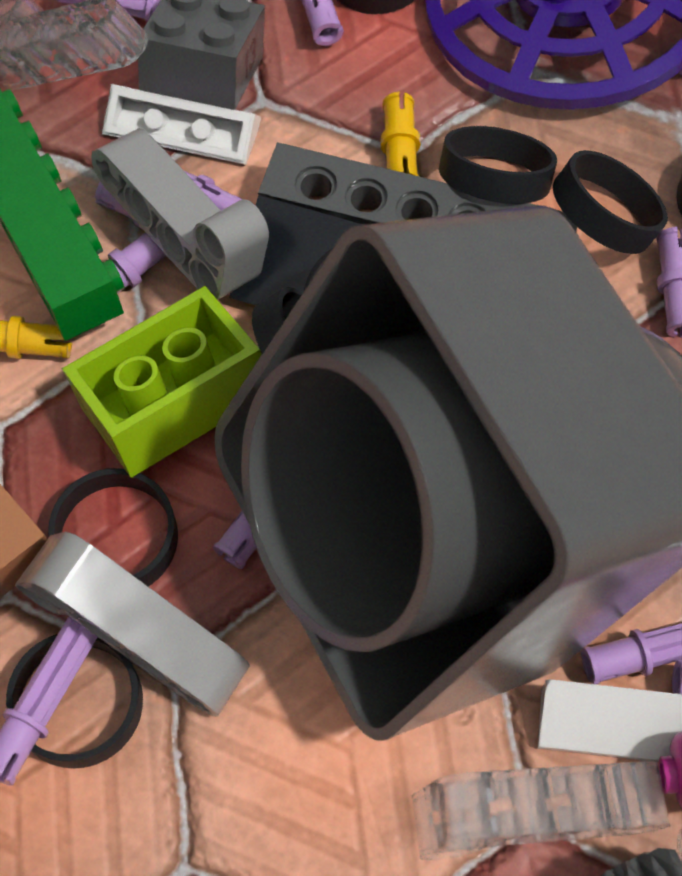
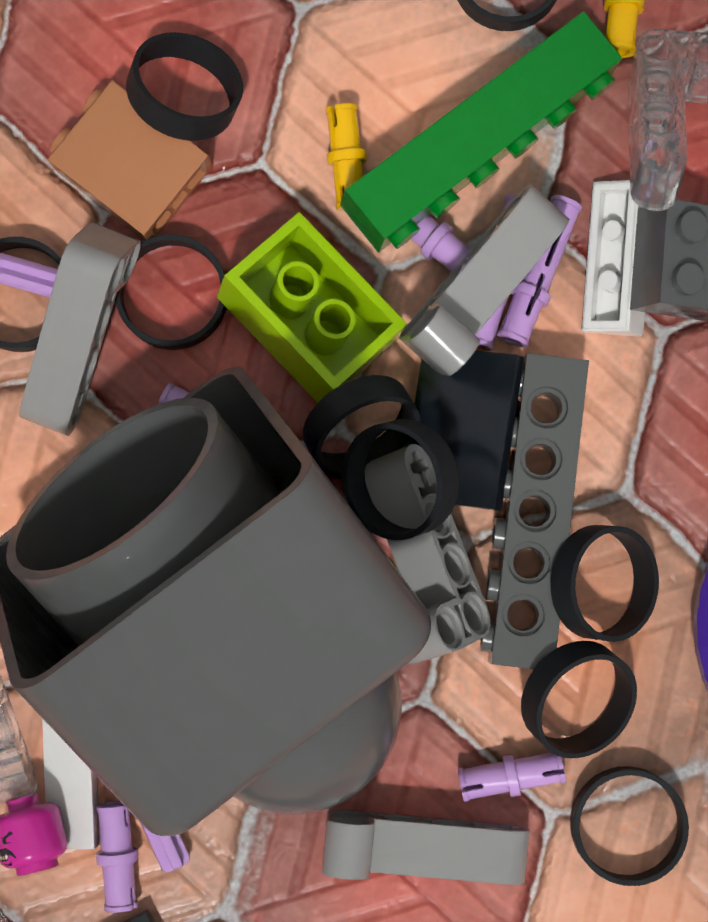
camera: 80 degrees right, 20 degrees up
(400, 138) = (628, 481): yellow pin -> none

